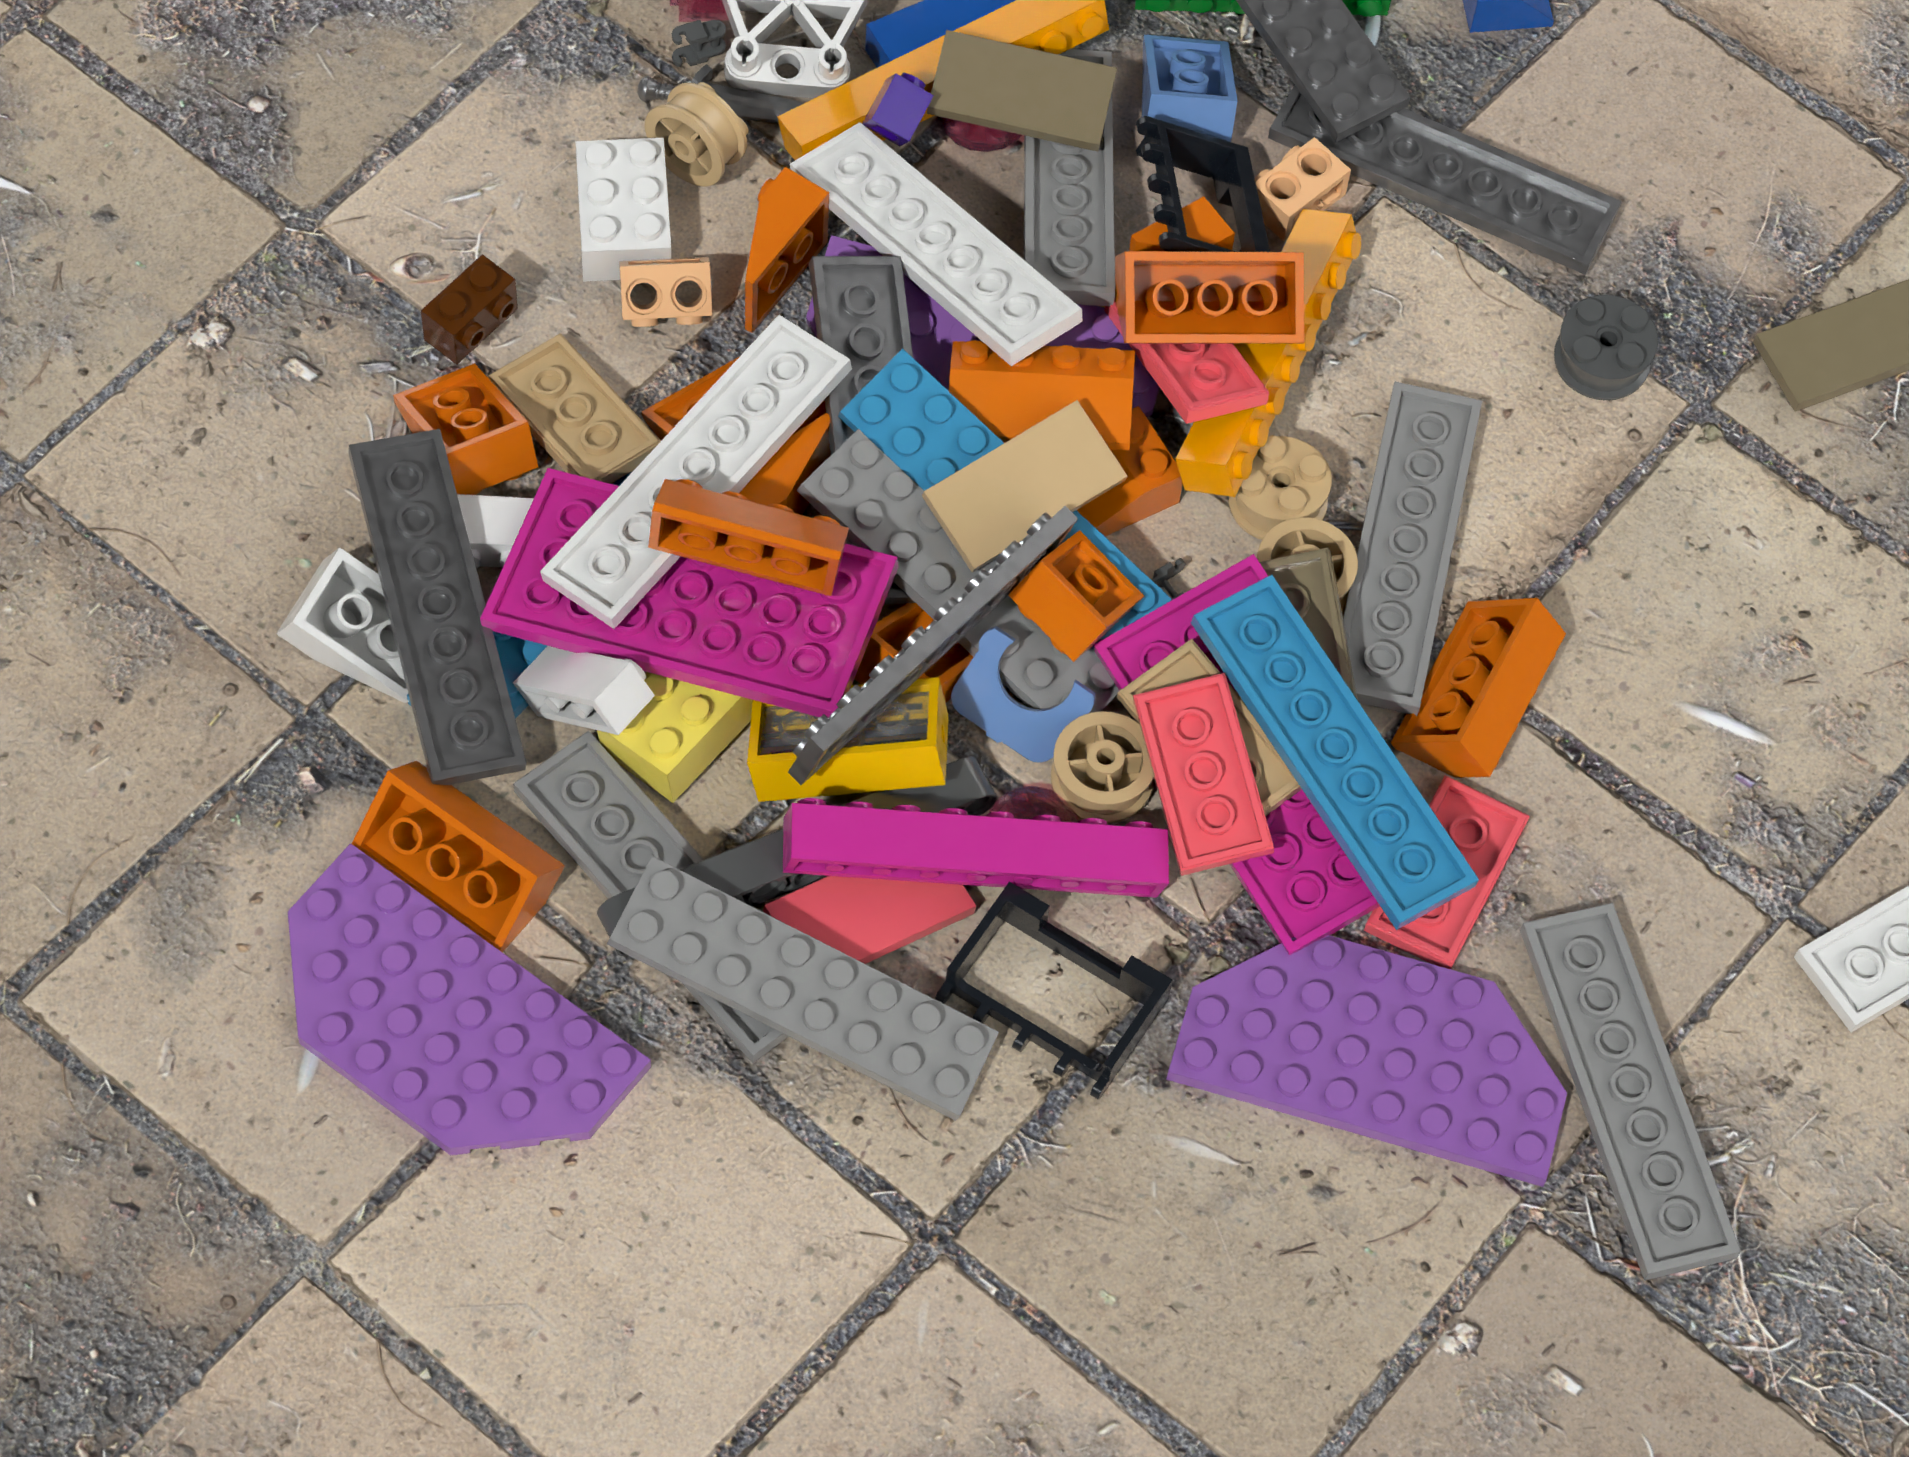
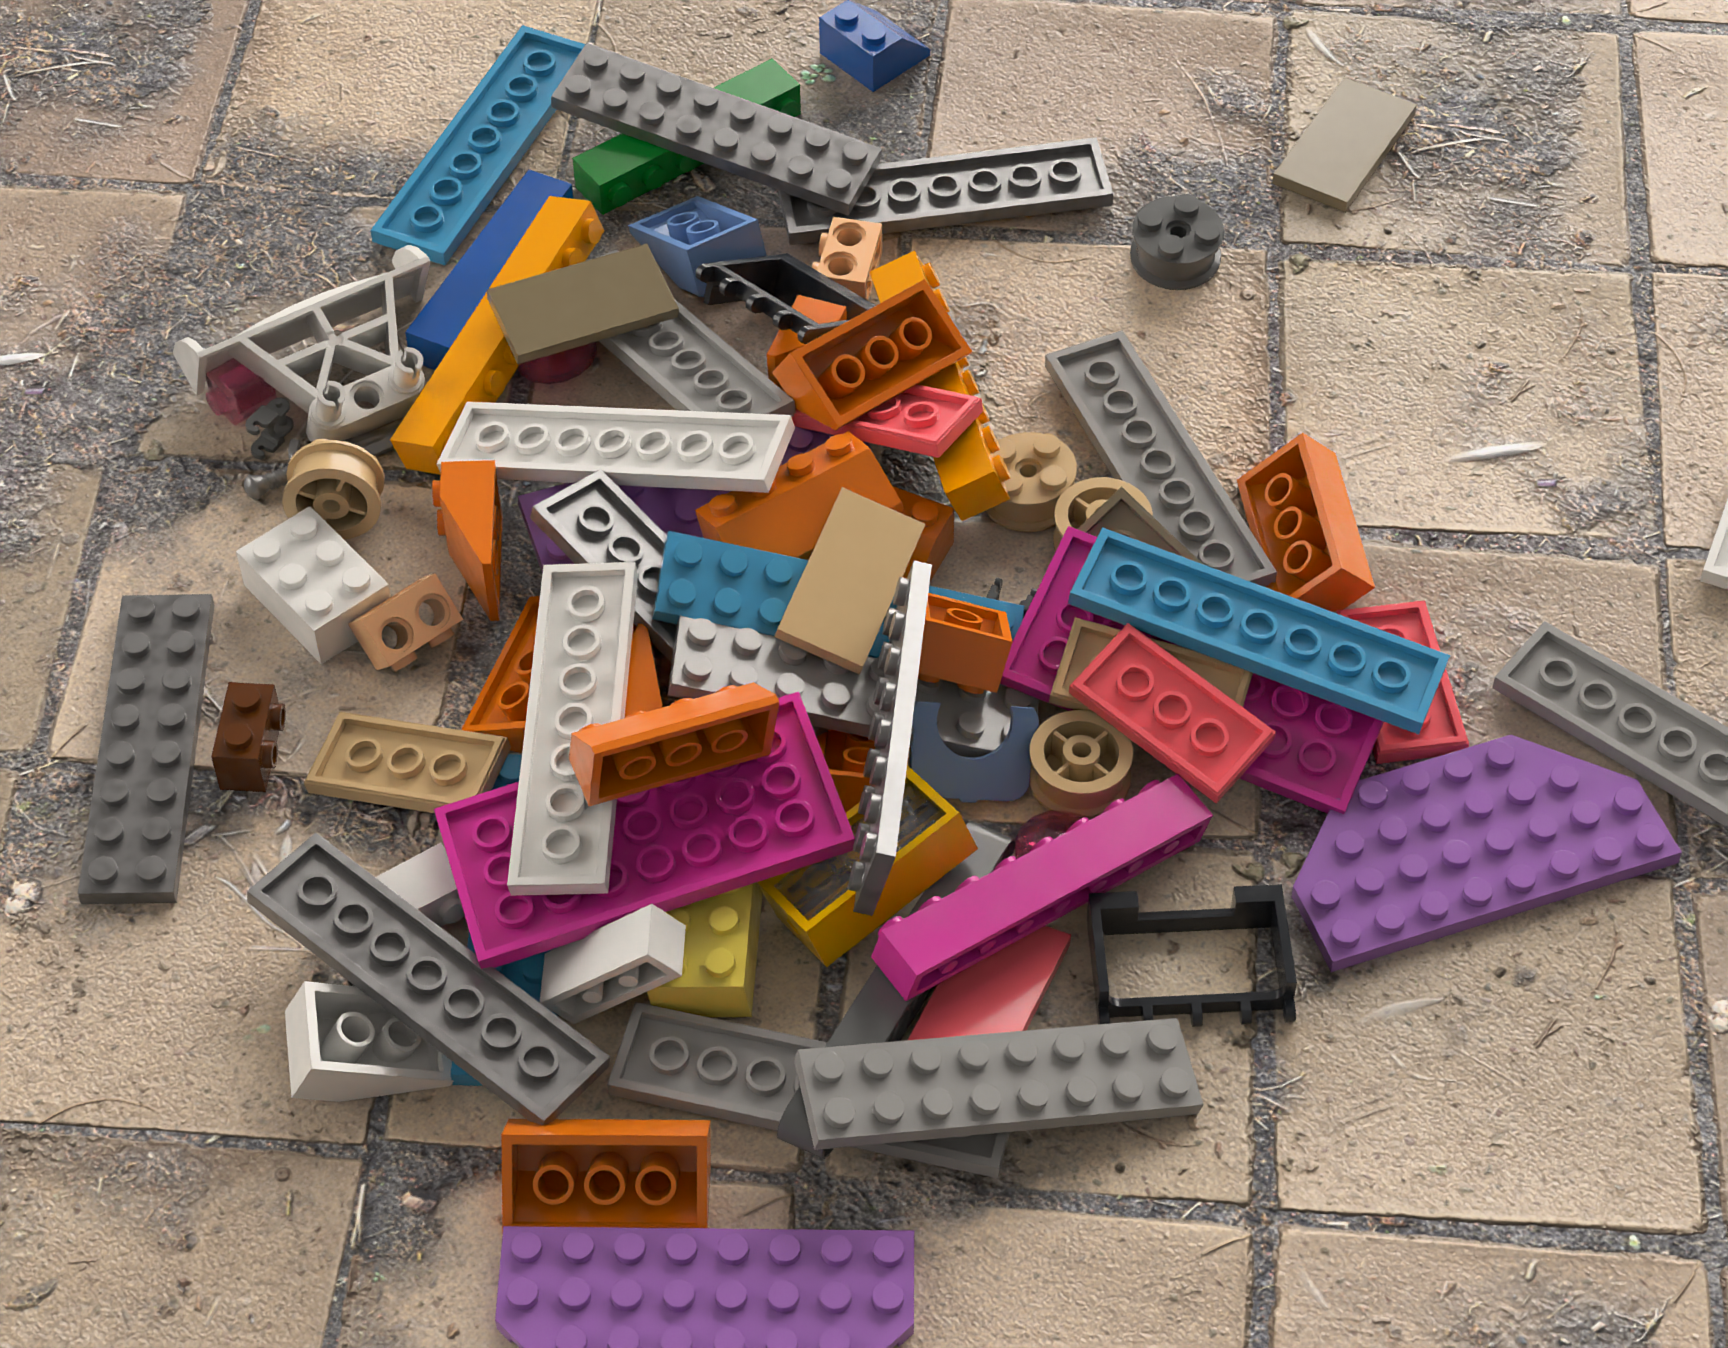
camera: 30 degrees left, 10 degrees down
(394, 268) = (147, 750): none -> flat silver plate
(479, 427) = (351, 816): orange slope -> none
(898, 108) = (495, 370): dark purple brick -> none

